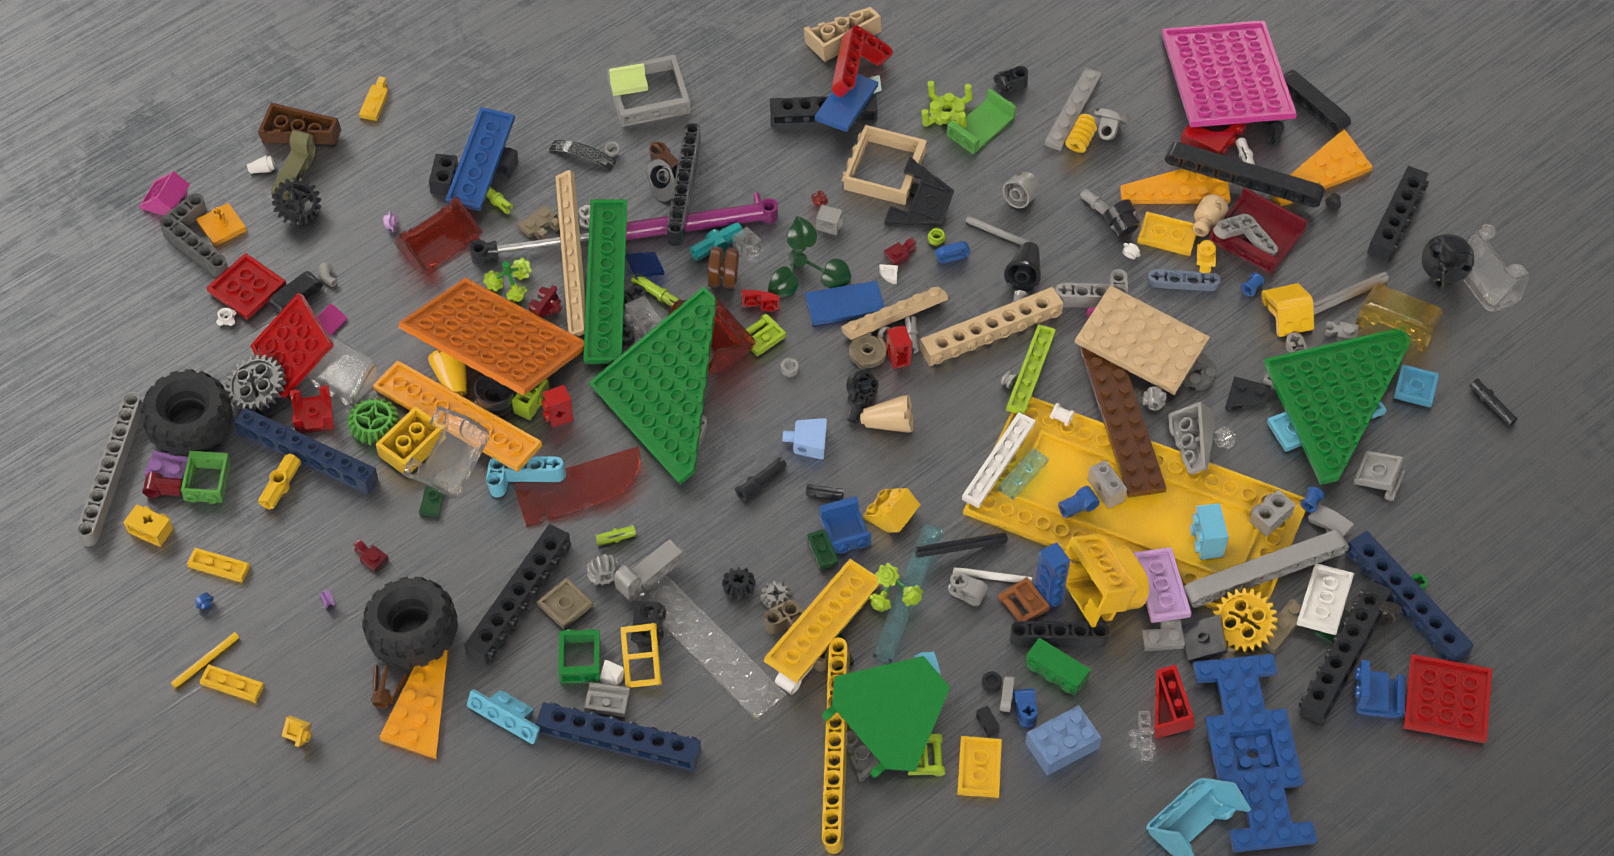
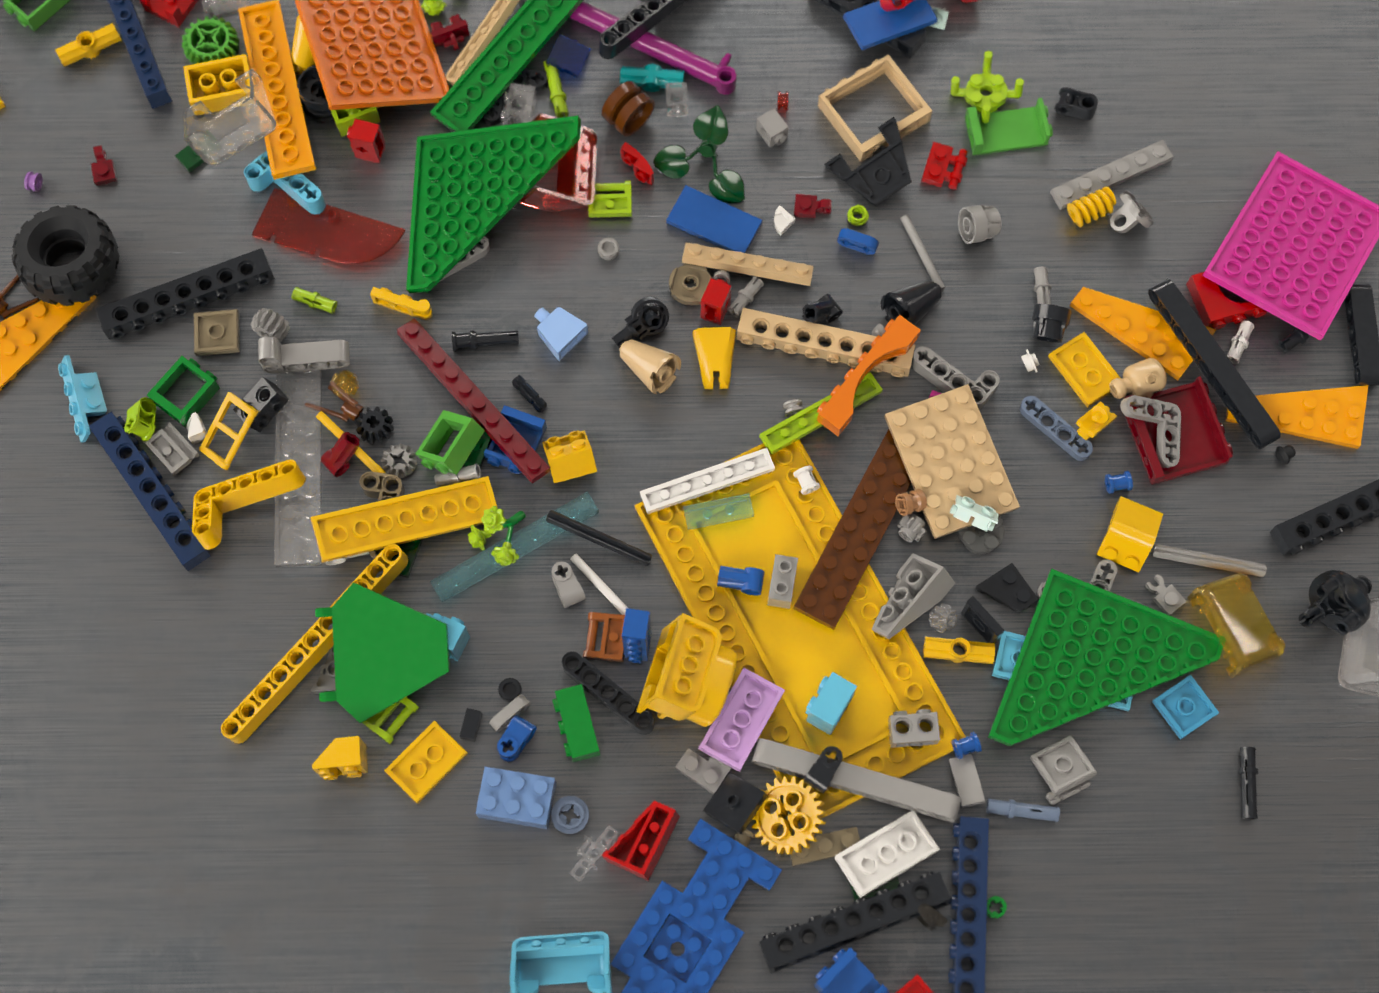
camera: 40 degrees right, 15 degrees up
(569, 693) = (141, 419): none -> lime piece
(681, 494) = (401, 303): none -> yellow plate
(688, 687) = (238, 492): none -> yellow beam
(692, 571) = (347, 381): none -> clear yellow gear
(712, 584) = (350, 407): none -> reddish brown plant
(730, 606) = (363, 456): none -> yellow bar
(734, 620) = (338, 457): none -> dark red piece
(793, 518) = (473, 401): none -> dark red plate
(798, 539) = (460, 449): none -> bright green window
(828, 573) = (464, 474): none -> light grey pin
(926, 381) = (715, 354): none -> yellow piece
(929, 798) = (342, 757): none -> yellow slope
(958, 174) = (937, 164): none -> red plate
(972, 306) = (823, 309): none -> black piece
(1045, 353) = (896, 341): none -> orange arch
(1108, 719) = (564, 805): none -> sand blue gear
(1141, 381) = (911, 502): none -> medium nougat wheel
(1196, 356) = (966, 507): none -> light aqua hinge
(1245, 453) = (974, 651): none -> yellow piece
(1245, 569) = (823, 772): none -> black piece
(1252, 419) = (982, 621): none -> black plate
(1373, 518) = (1024, 810): none -> sand blue pin

